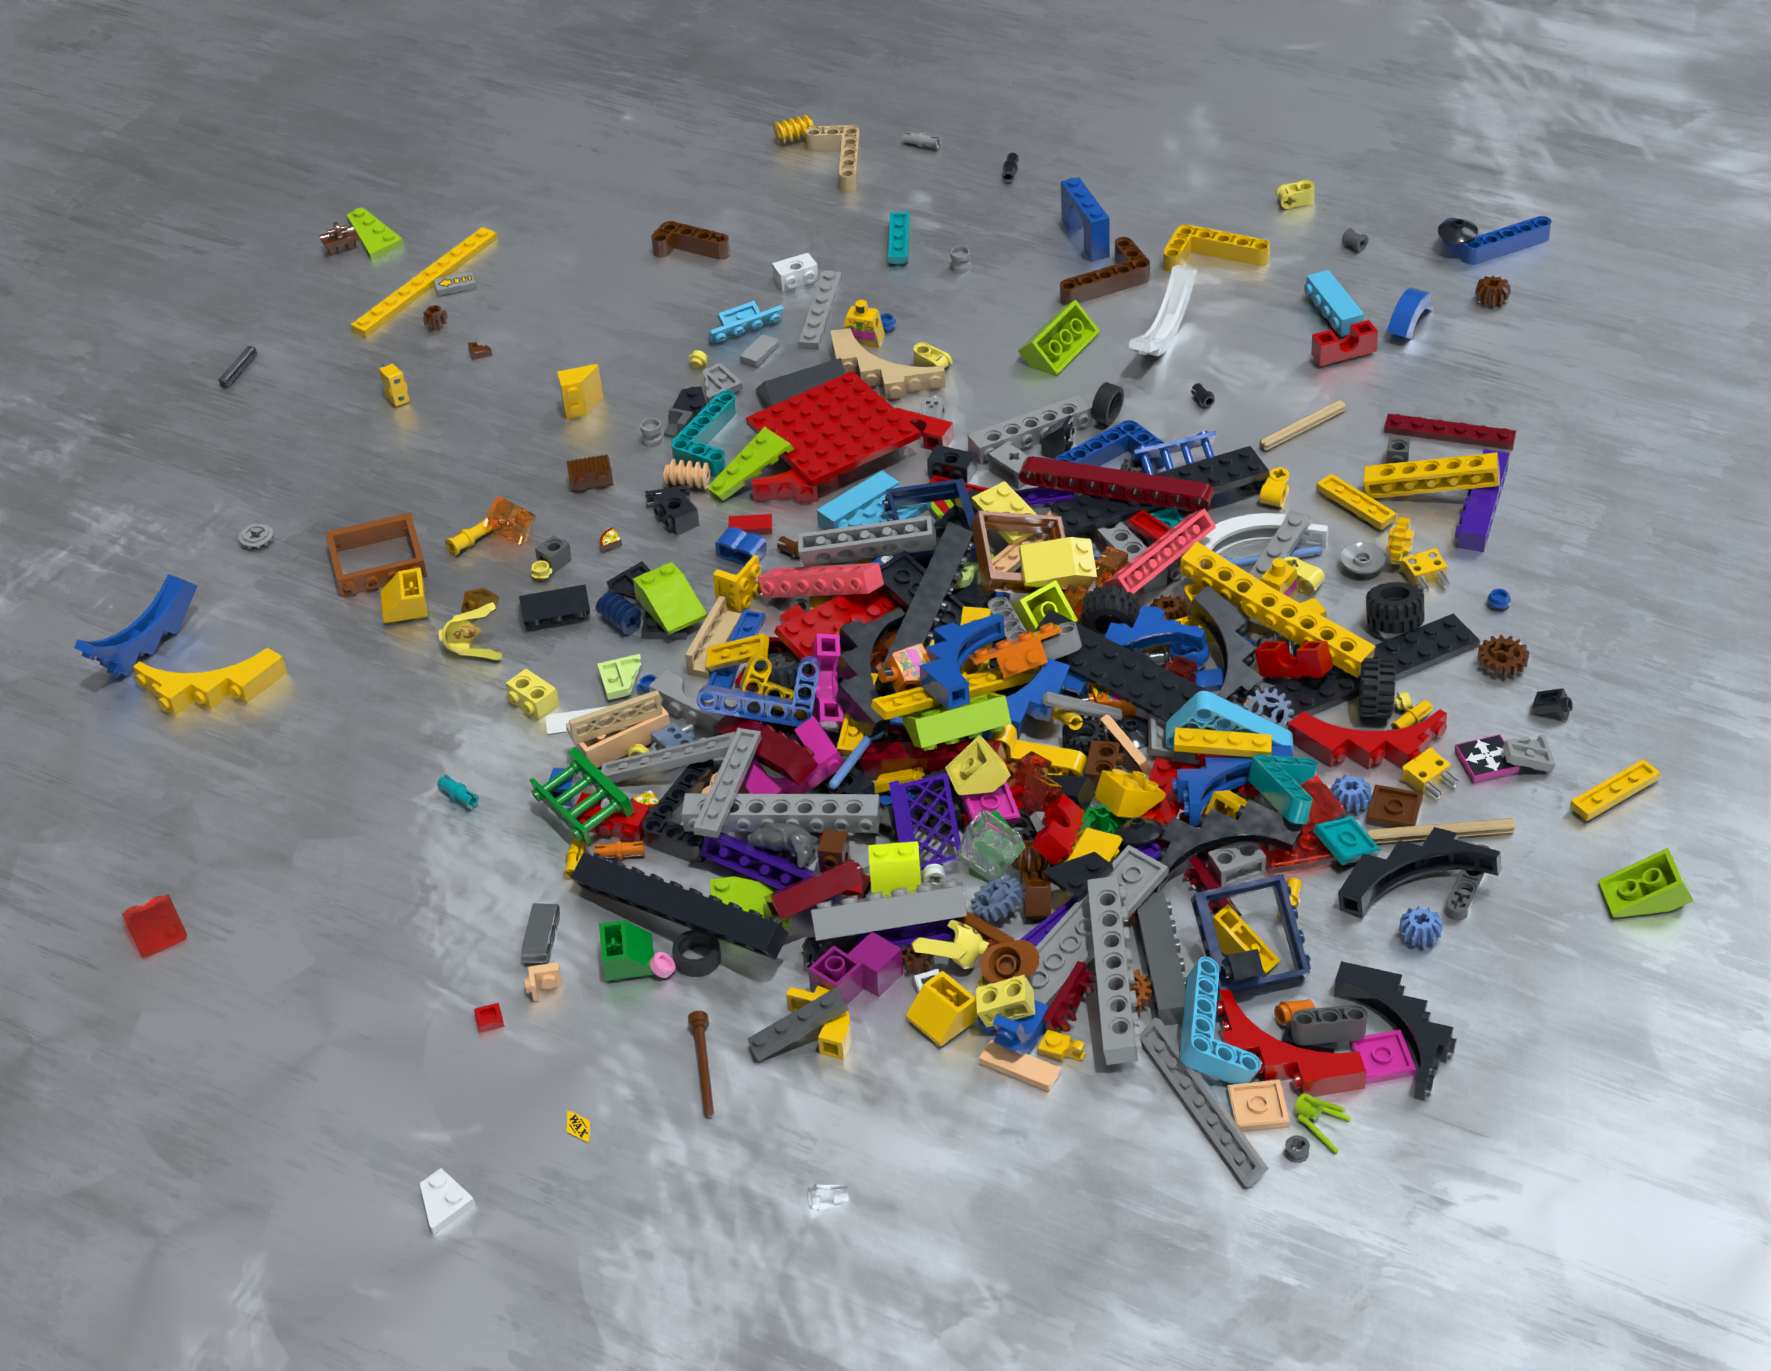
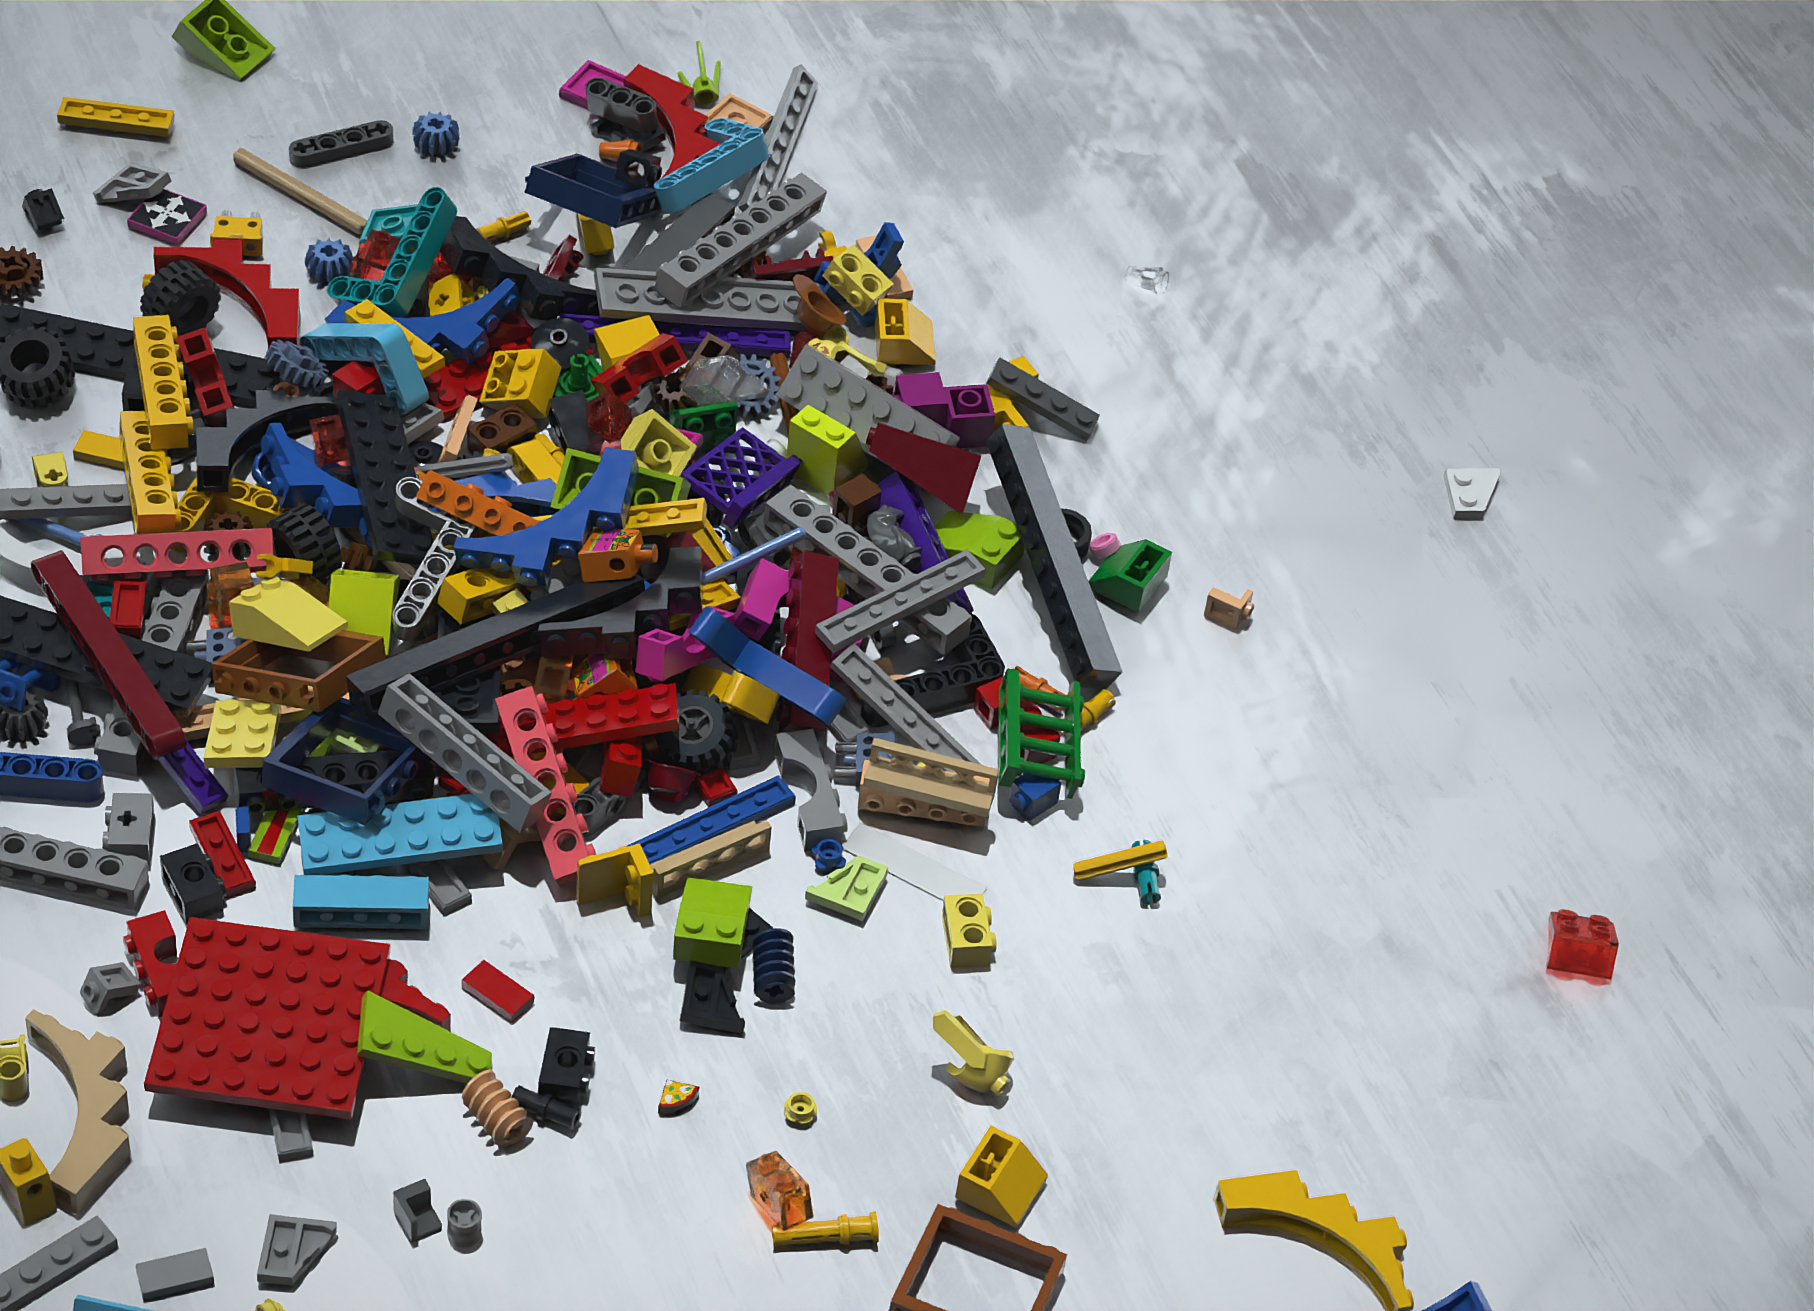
camera: 150 degrees left, 5 degrees up
(474, 777) = (1120, 860): none -> yellow axle
(477, 598) = (913, 1111): pearl gold bracket -> none
(489, 1017) = (1305, 618): red tile -> none
(540, 933) = (1192, 654): dark grey beam -> none
(554, 605) = (831, 1039): black slope -> none
(555, 552) = (770, 1102): dark grey brick -> none
(578, 1126) = (1301, 477): yellow sticker -> none
(589, 472) = (604, 1213): reddish brown brick -> none
(647, 798) = (962, 723): tile -> none
(690, 400) = (362, 1246): black wing -> none
(693, 439) = (407, 1165): teal beam -> none
(698, 1023) = (1121, 475): reddish brown piece -> none
(736, 651) = (717, 782): yellow plate -> none
(740, 546) = (547, 955): blue brick -> none
(789, 547) = (490, 909): reddish brown pin -> none
(795, 383) = (200, 1155): black slope -> none
(1031, 765) = (586, 440): clear red brick -> none
(1058, 438) = (45, 805): black slope -> none
(1073, 874) = (672, 318): black wing -> none
(1092, 578) = (287, 567): none -> yellow plate
(1282, 577) = (96, 464): yellow torso -> none
(1297, 1156) = (747, 77): dark grey bush -> none
(1386, 996) = (550, 69): black arch -> none
(1393, 807) = (299, 231): reddish brown tile -> none
(1440, 852) = (374, 176): black arch -> none

